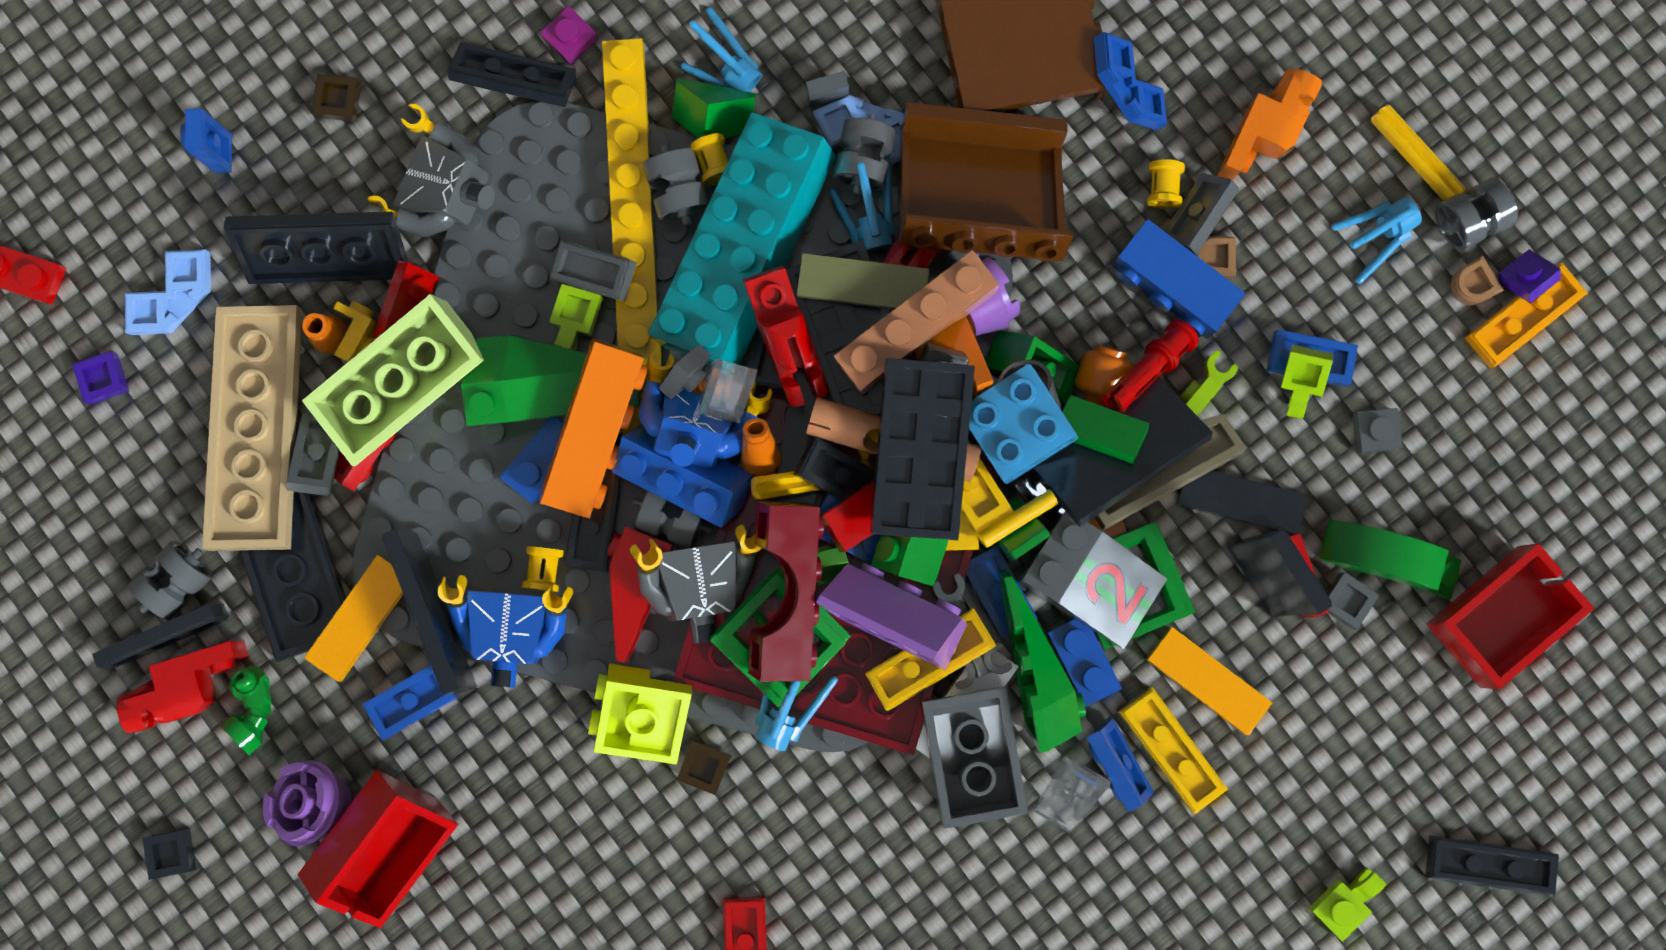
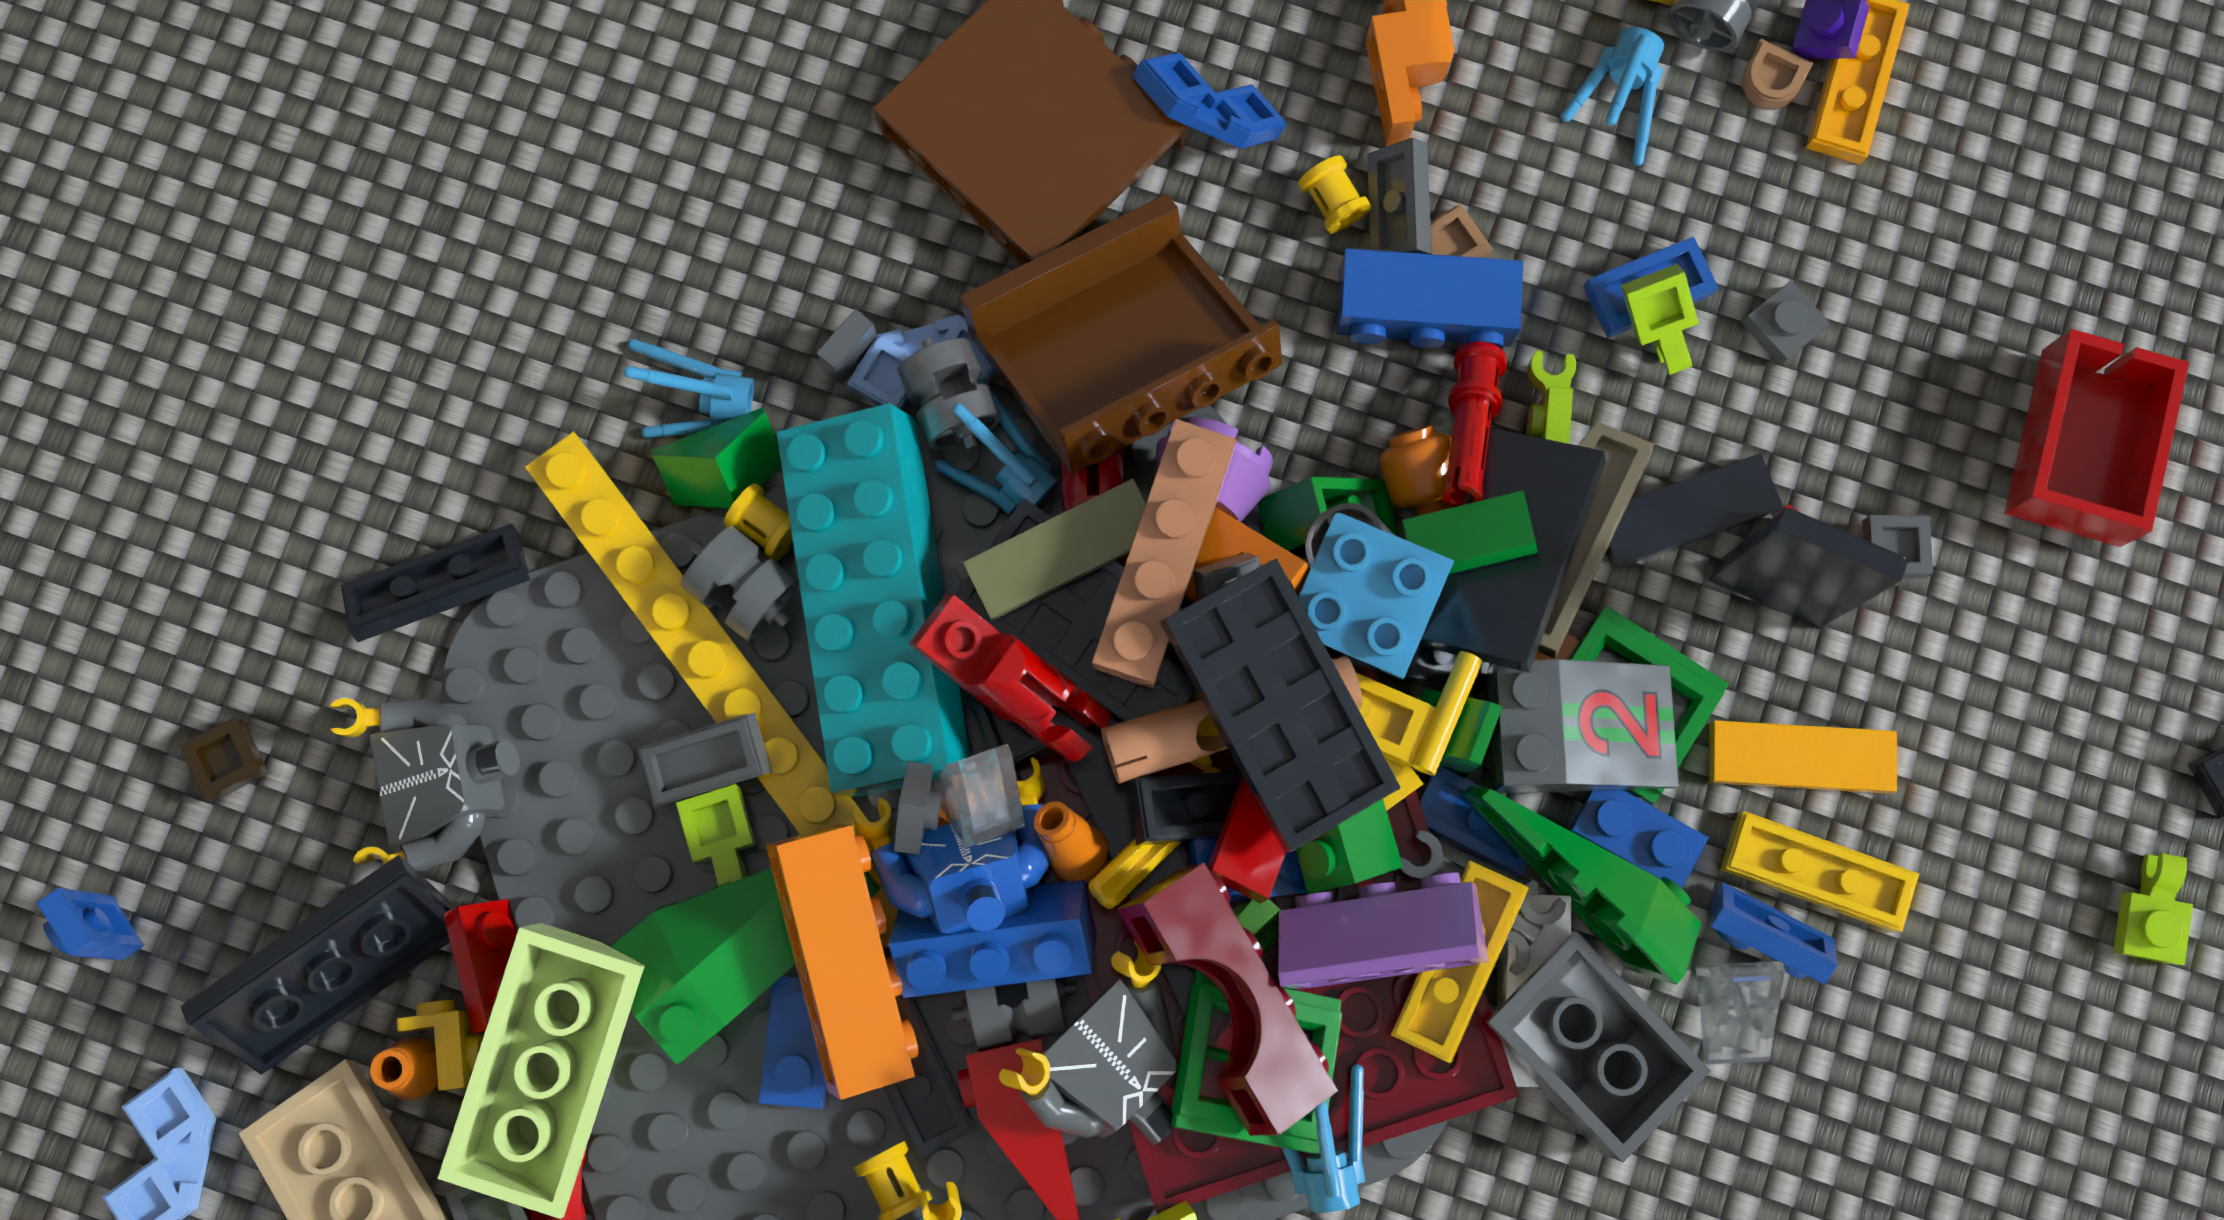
camera: 35 degrees left, 5 degrees down
(569, 35) = (475, 487): magenta plate -> none
(1391, 557) = (1909, 461): green arch -> none

